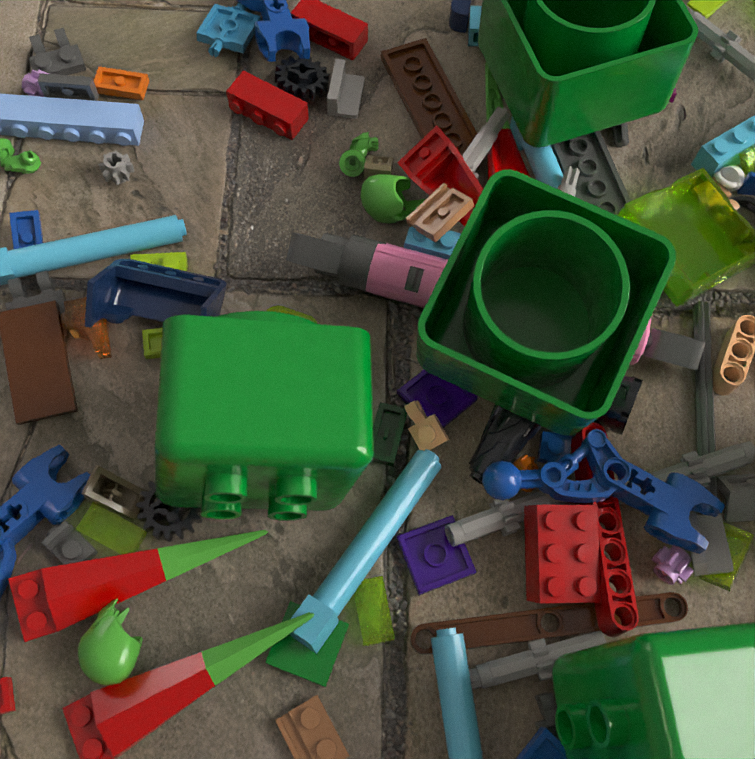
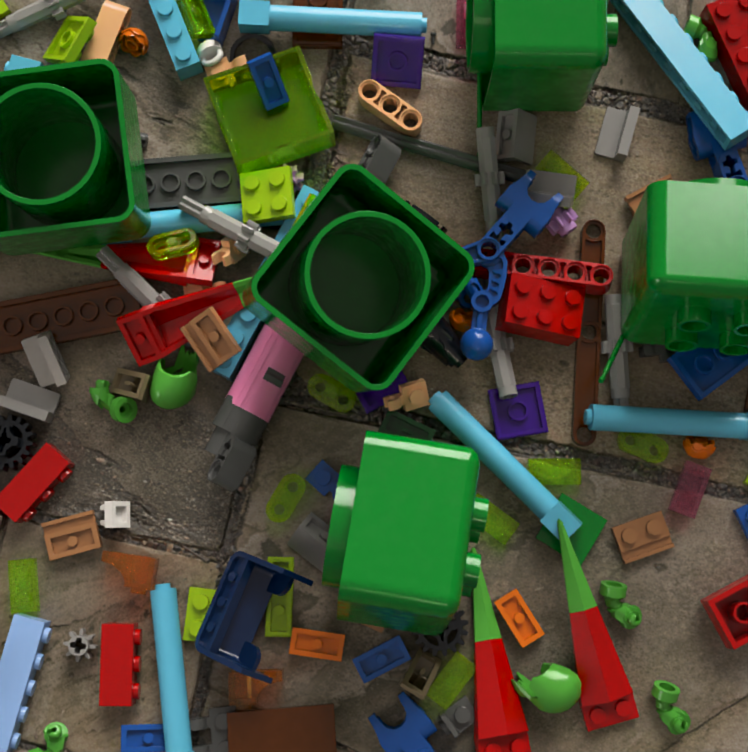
camera: 75 degrees left, 15 degrees up
(100, 202) = (119, 664): none -> red brick
(128, 450) = (381, 659): none -> blue plate
(139, 382) = (317, 644): none -> orange plate
(169, 116) = (23, 585): none -> clear neon green plate
(191, 597) = (519, 618): none -> orange plate
(195, 200) = (137, 570): none -> clear orange arch
(213, 730) = (627, 615): none -> bright green arm
(222, 144) = (72, 535): none -> medium nougat plate
(248, 176) = (116, 514): none -> white tile
(304, 546) = (499, 524): none -> clear neon green plate
(388, 94) = (46, 359): none -> light grey panel
(407, 353) = (331, 393): none -> clear neon green plate
(425, 716) = (641, 446): none -> clear neon green plate
(524, 643) = (611, 359): none -> green piece
(525, 165) = (173, 244): none -> clear neon green plate
(705, 64) = (70, 40): none -> lime plate
(711, 93) = (110, 22): none -> light nougat beam
(715, 114) = (133, 41): none -> orange plate
(722, 225) = (268, 81): none -> blue plate

